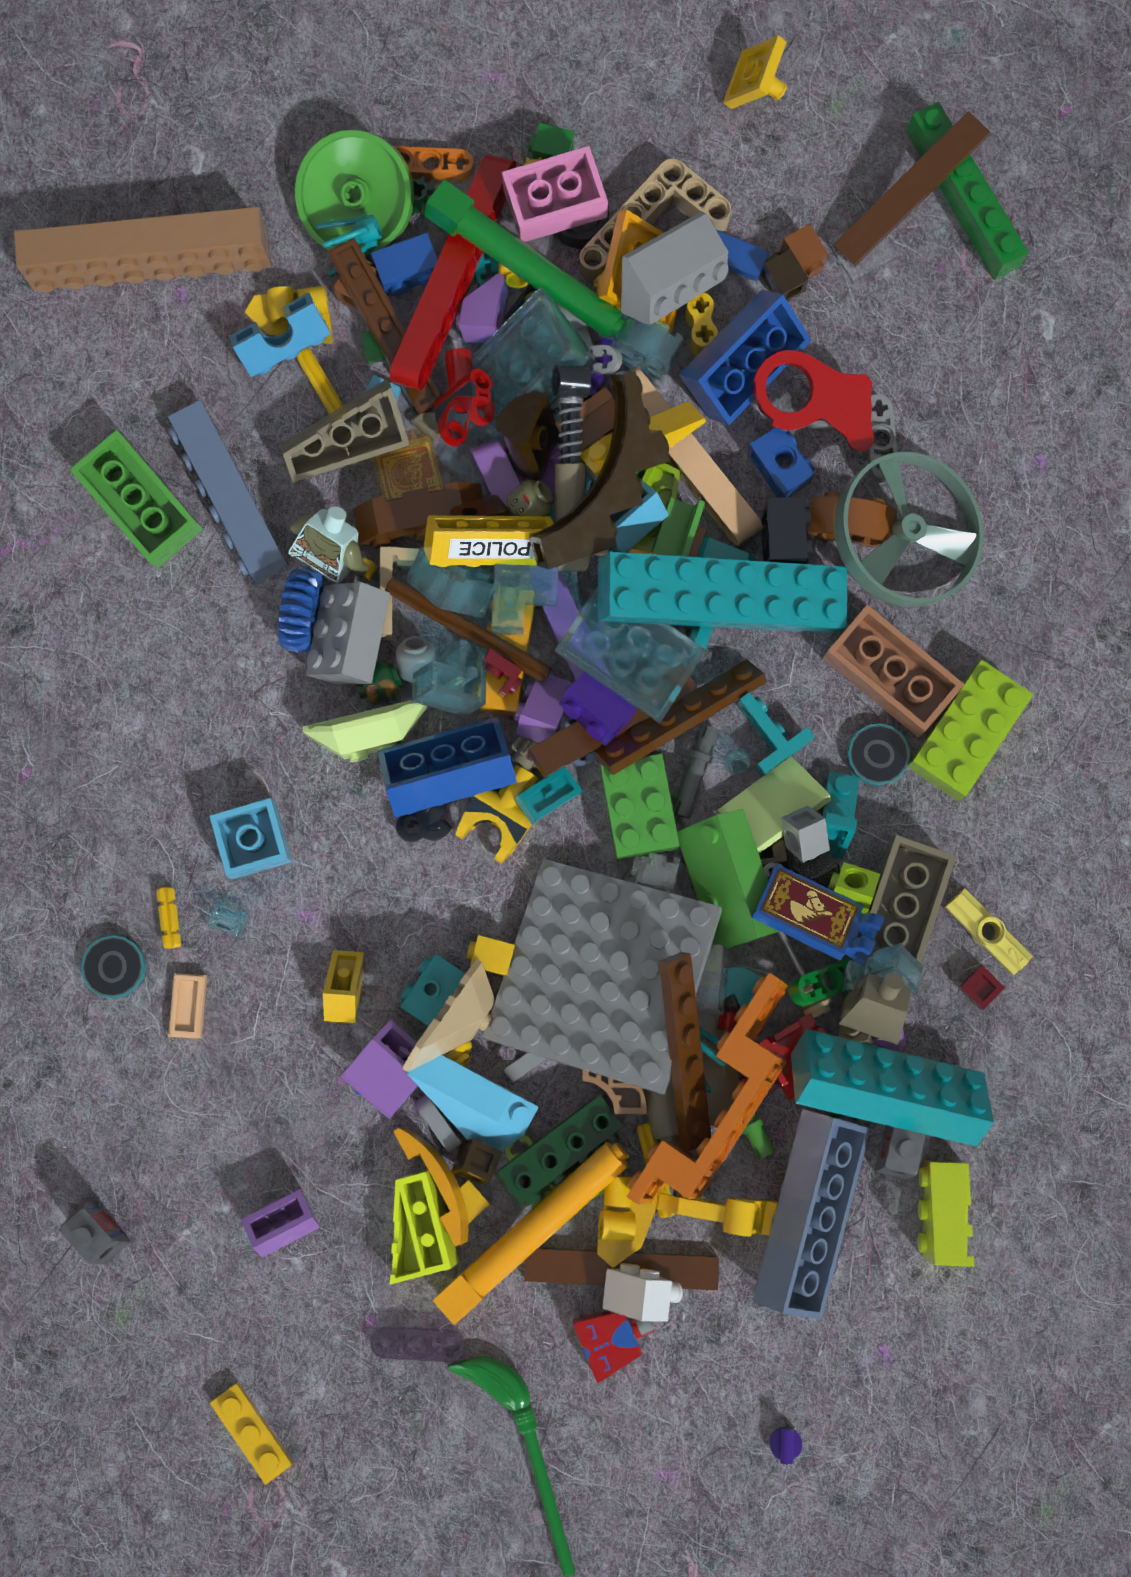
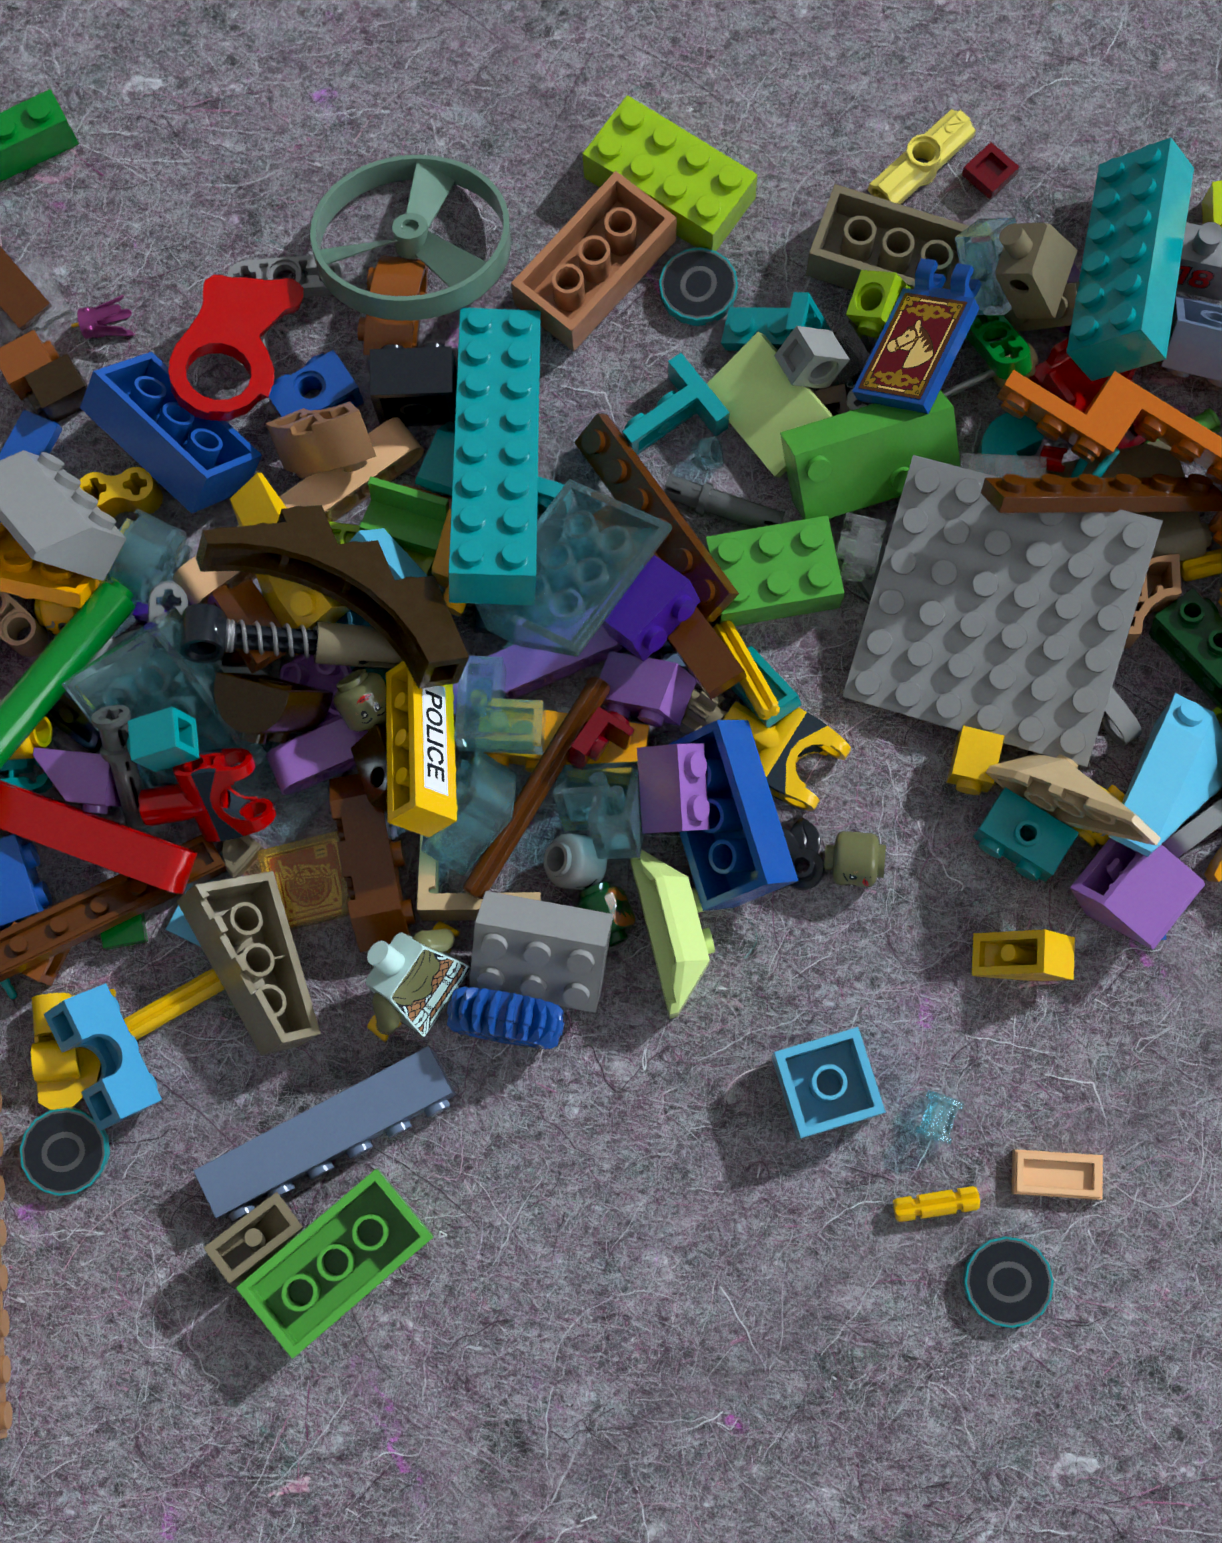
camera: 85 degrees left, 5 degrees down
(151, 441) = (253, 1240): none -> dark tan slope
(219, 314) = (64, 1151): none -> black tile
(416, 864) = (855, 859): none -> olive head
(462, 725) = (673, 788): none -> medium lavender brick
(496, 359) = (163, 739): none -> teal brick
(500, 324) = (113, 730): none -> dark grey pin
(558, 783) = (754, 684): none -> yellow axle
(735, 466) = (322, 440): none -> medium nougat brick
(842, 297) = (94, 320): none -> flat silver piece

